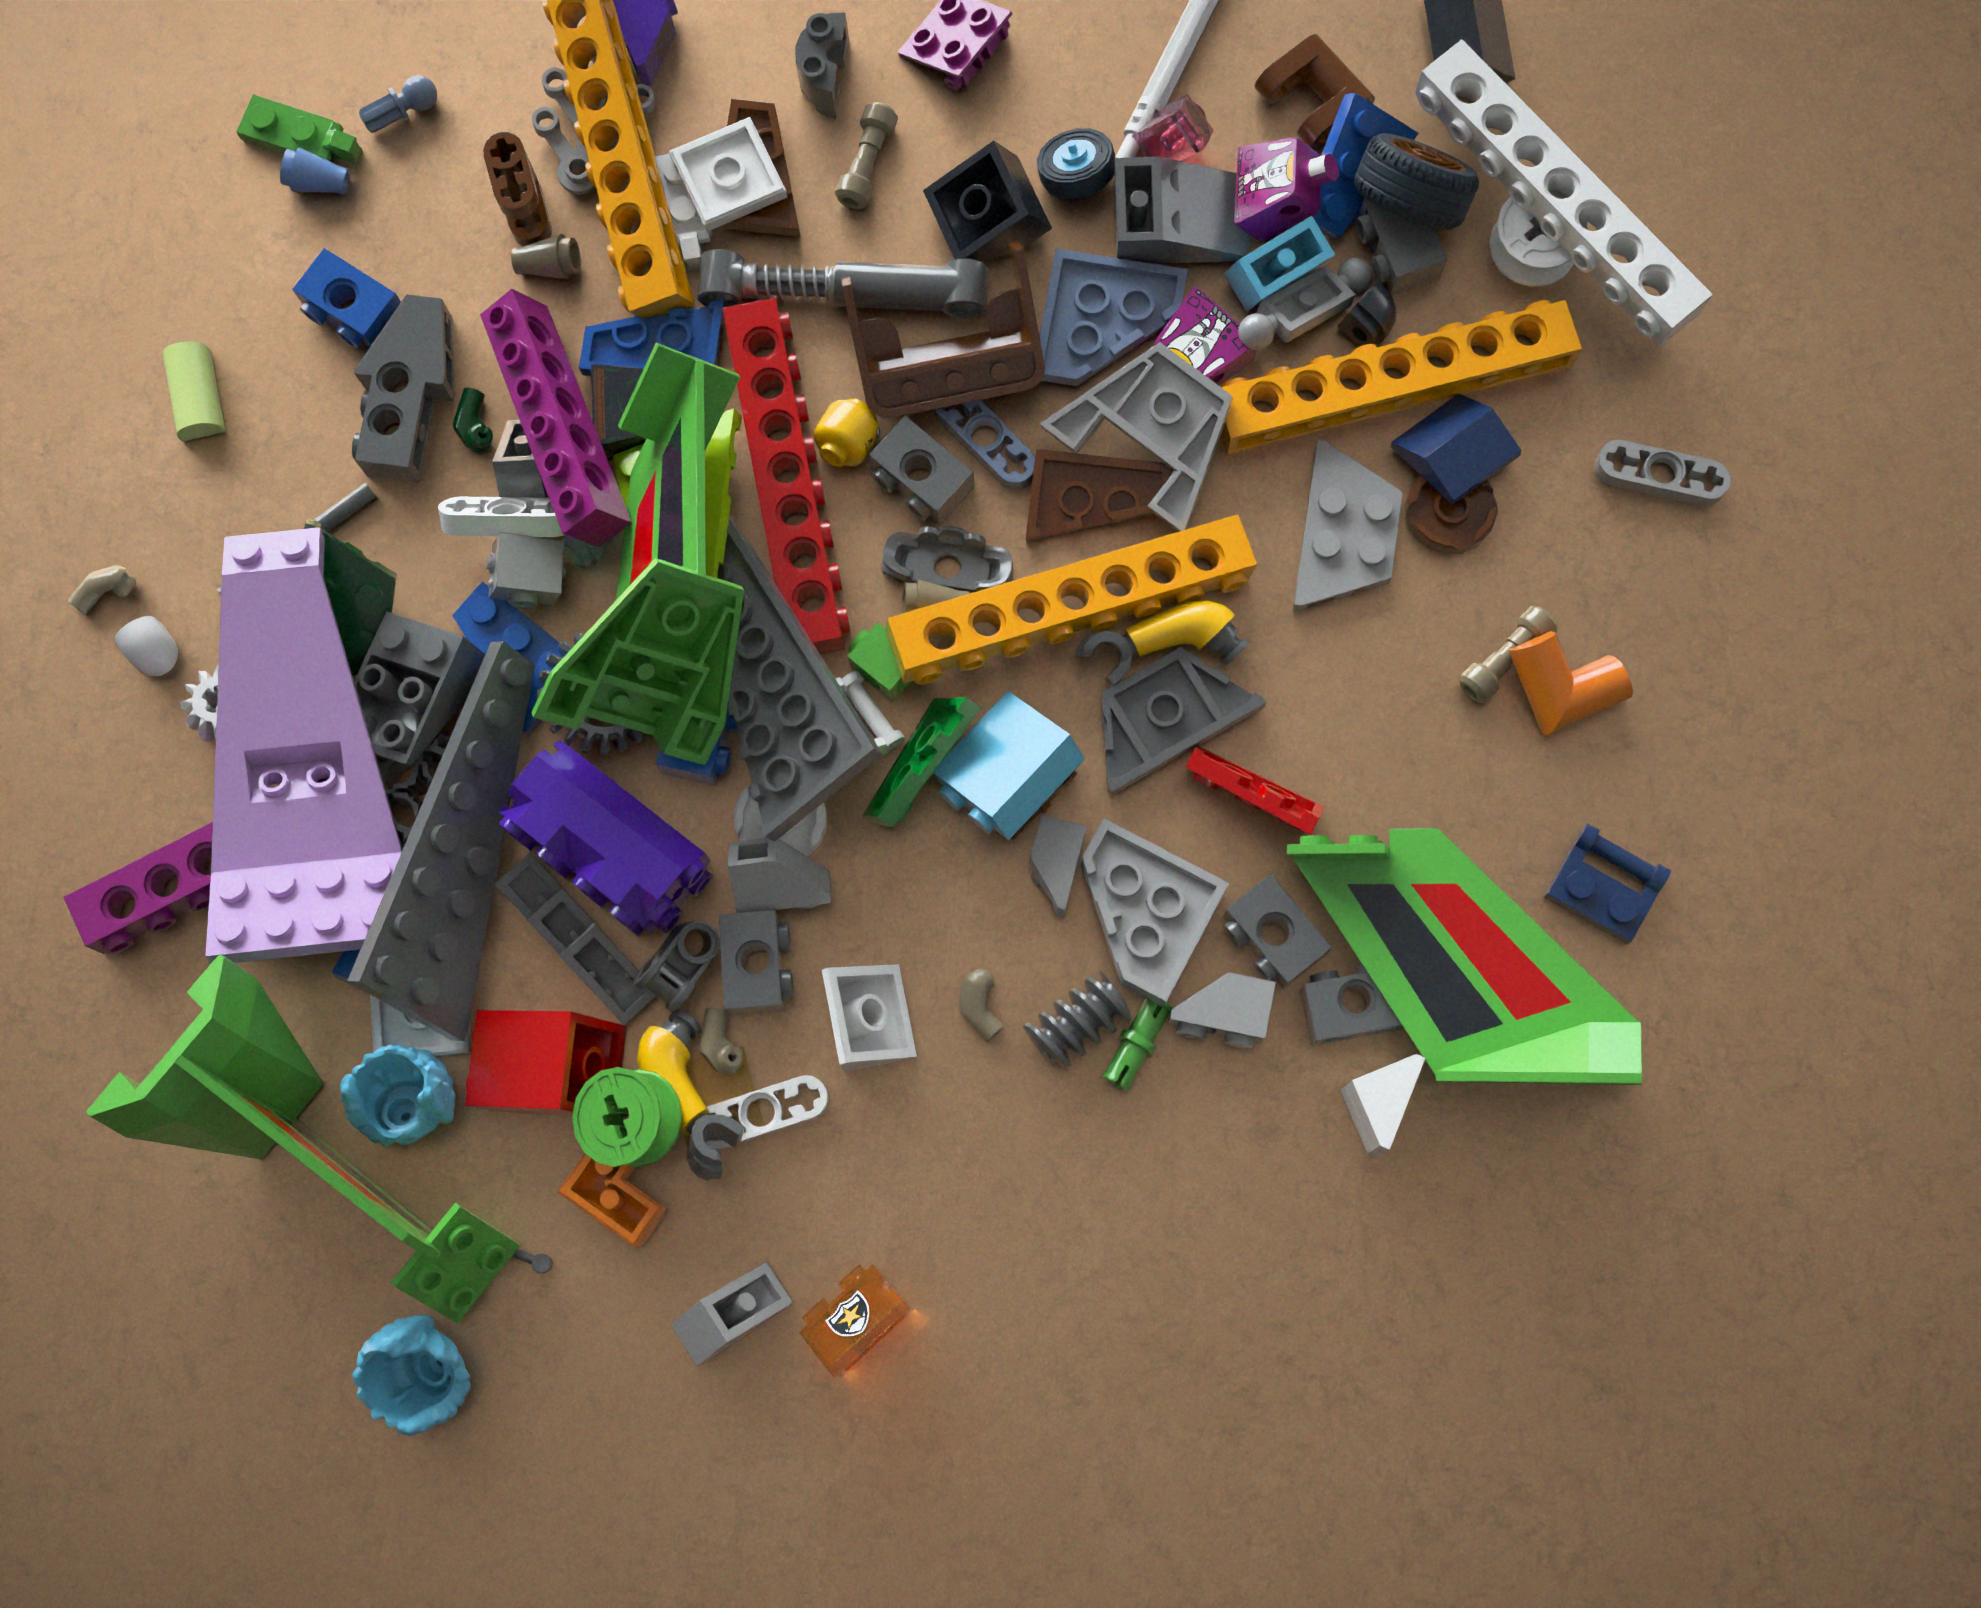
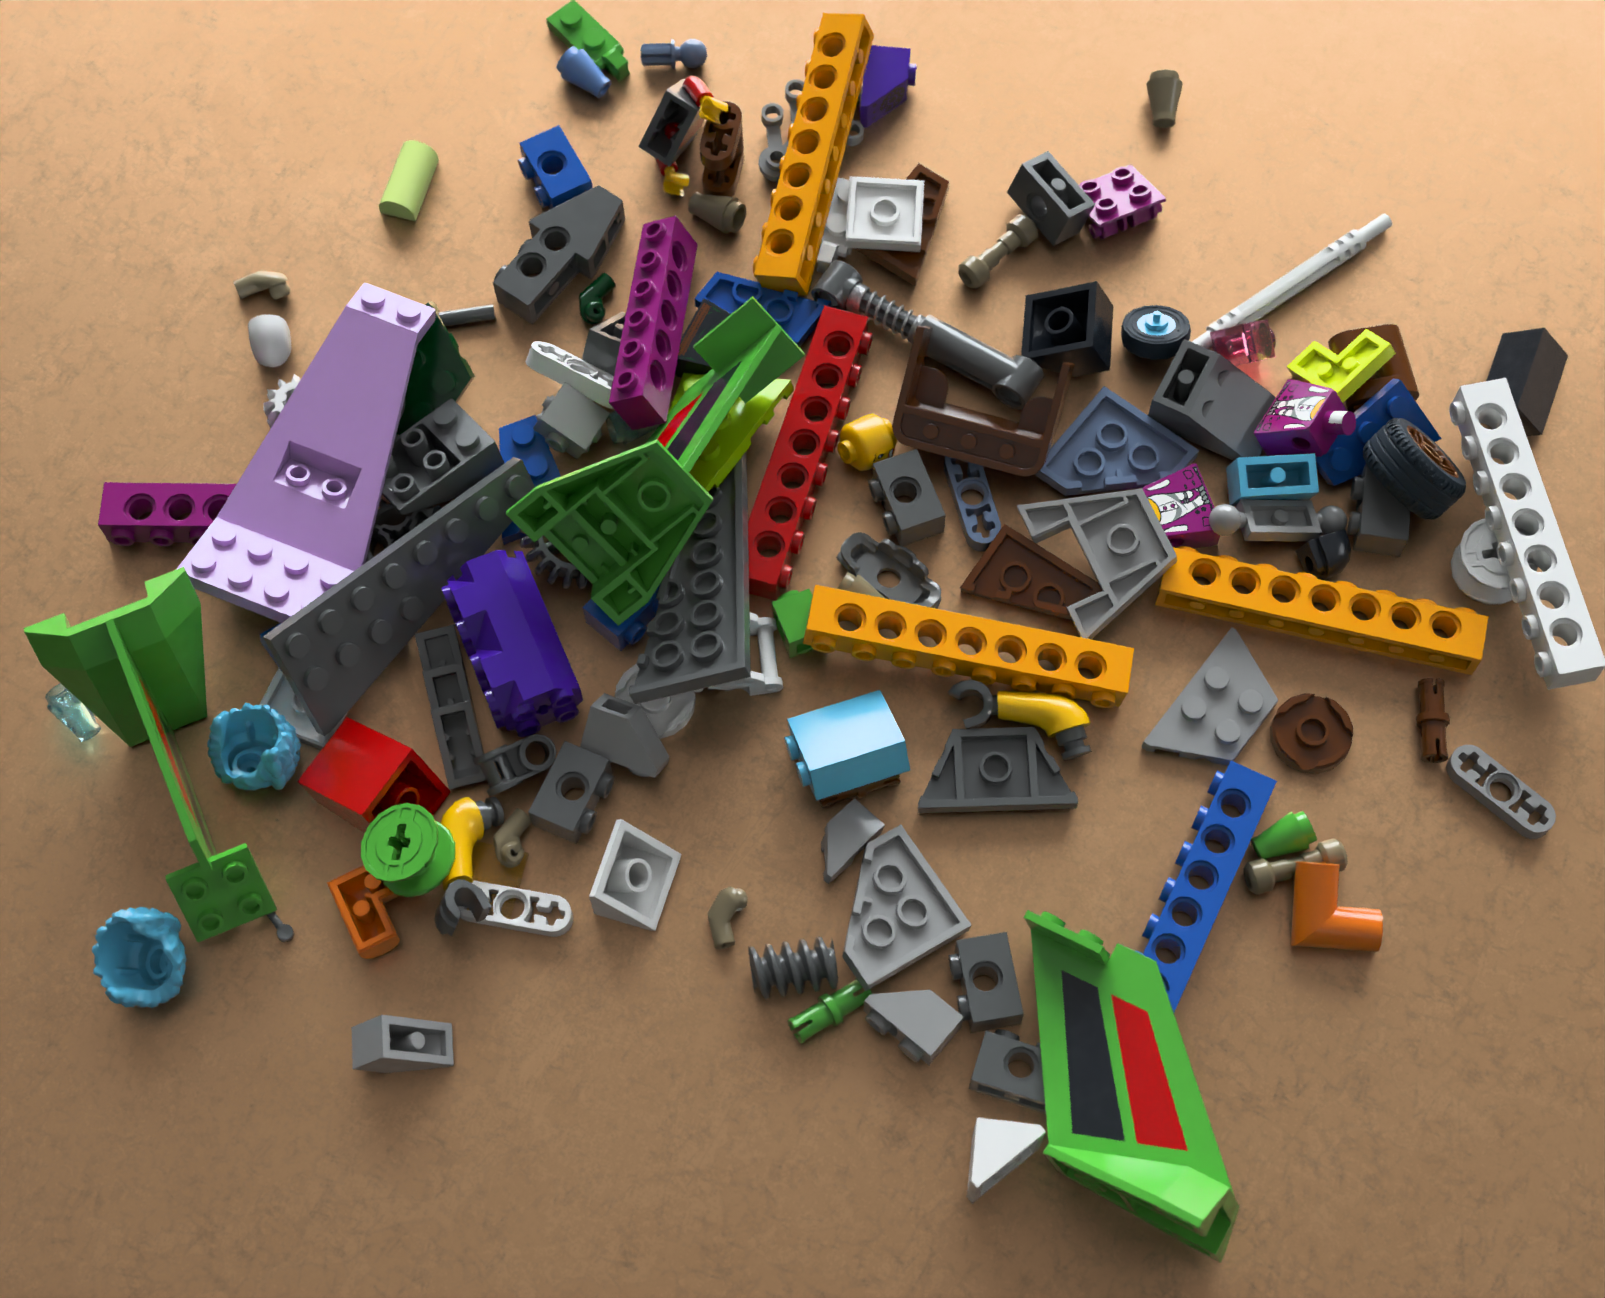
camera: 25 degrees right, 10 degrees down
(179, 1160) = (72, 713): none -> clear light blue cone
(451, 183) = (676, 126): none -> torso
(818, 55) = (1000, 165): dark grey cylinder -> none
(854, 1320) = (491, 1101): clear orange slope -> none
(891, 70) = (1050, 198): none -> dark grey brick
(921, 755) = (783, 706): green wing -> none
(1255, 790) = (1031, 864): red wing -> none
(1294, 109) = (1344, 371): none -> neon yellow plate
(1430, 605) = (1249, 794): none -> blue brick
(1458, 447) = (1341, 688): dark blue slope -> none
(1483, 628) = (1285, 836): none -> bright green cone
(1561, 434) = (1432, 720): none -> reddish brown pin
(1600, 897) = (1267, 1095): dark blue plate -> none

